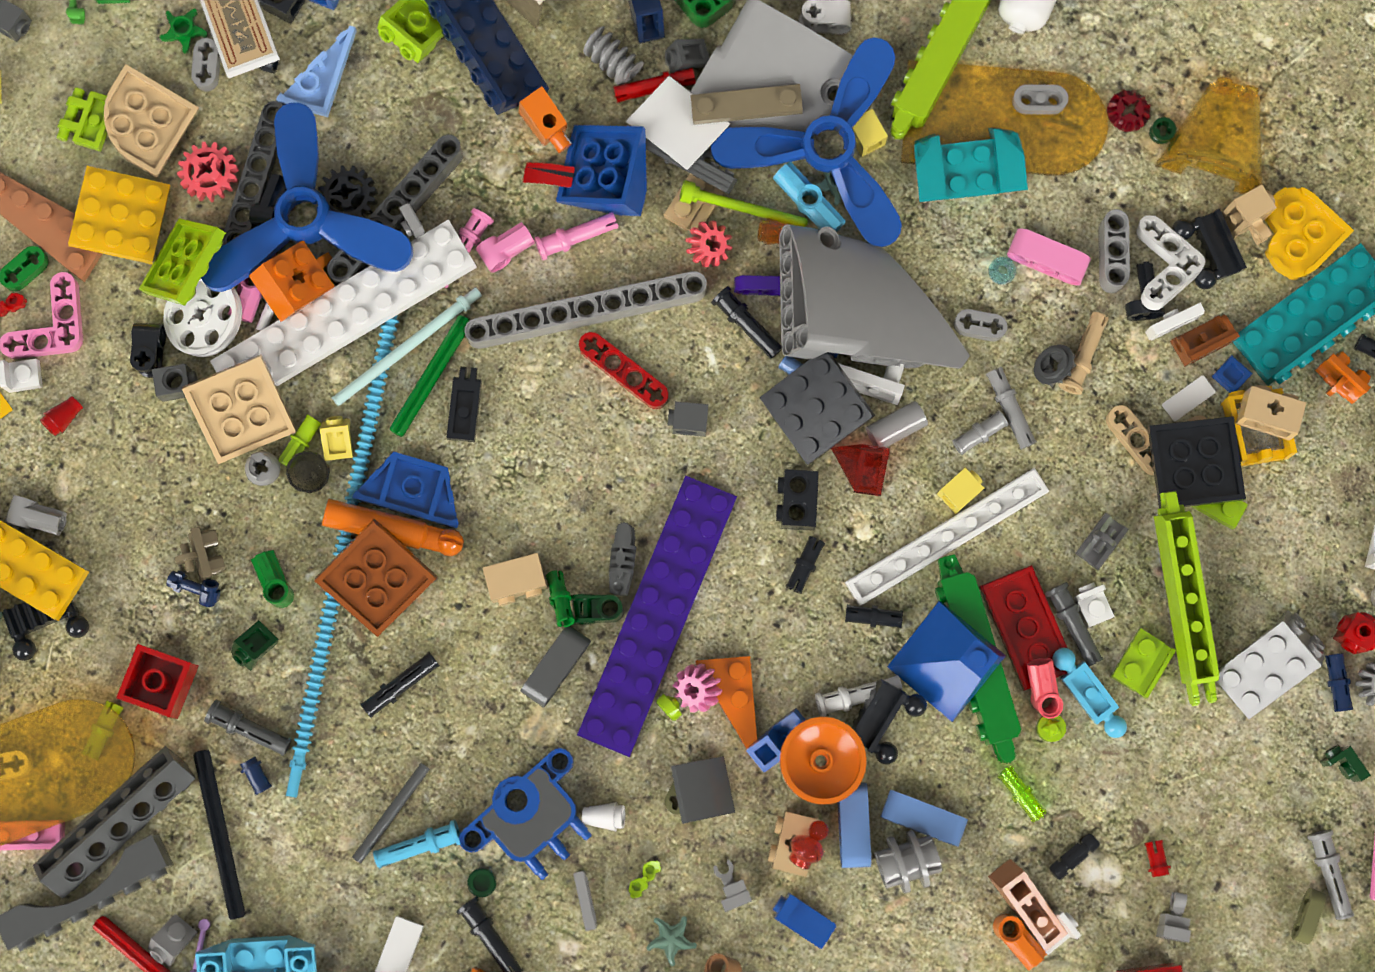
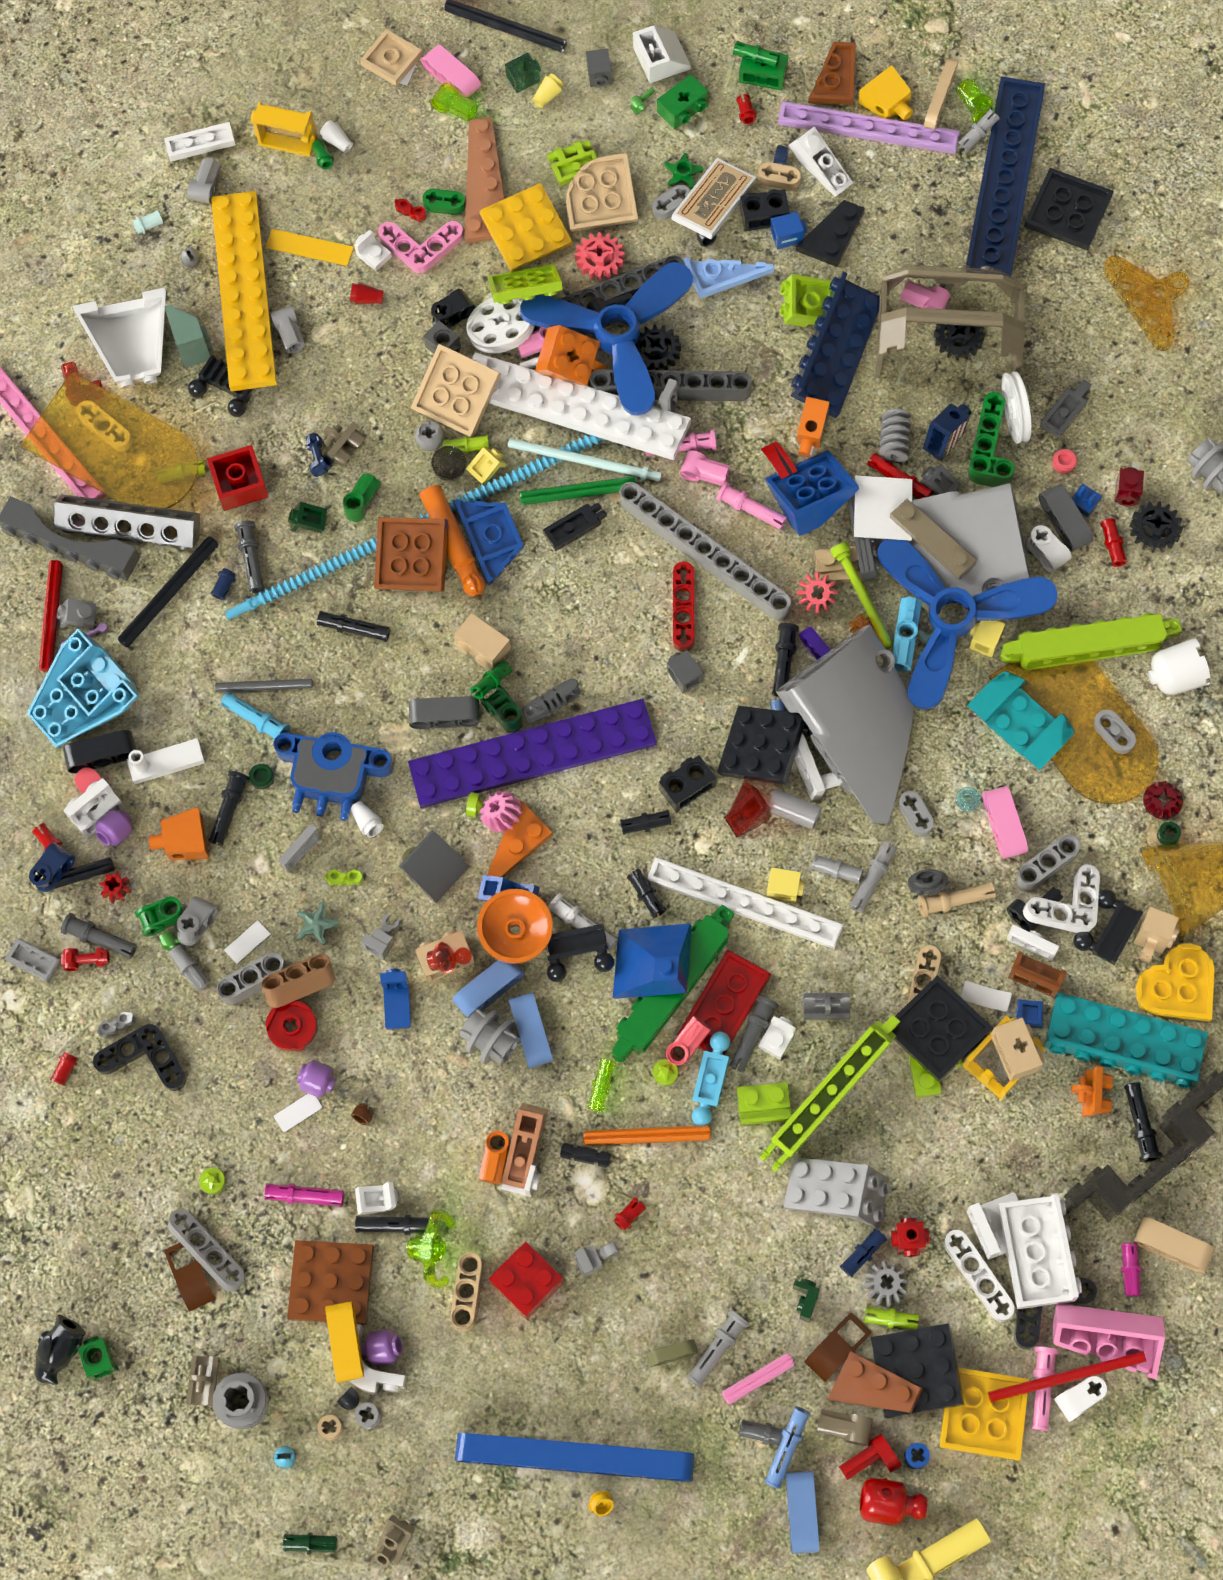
camera: 60 degrees right, 10 degrees down
(1096, 788) = (646, 1135): none -> orange axle

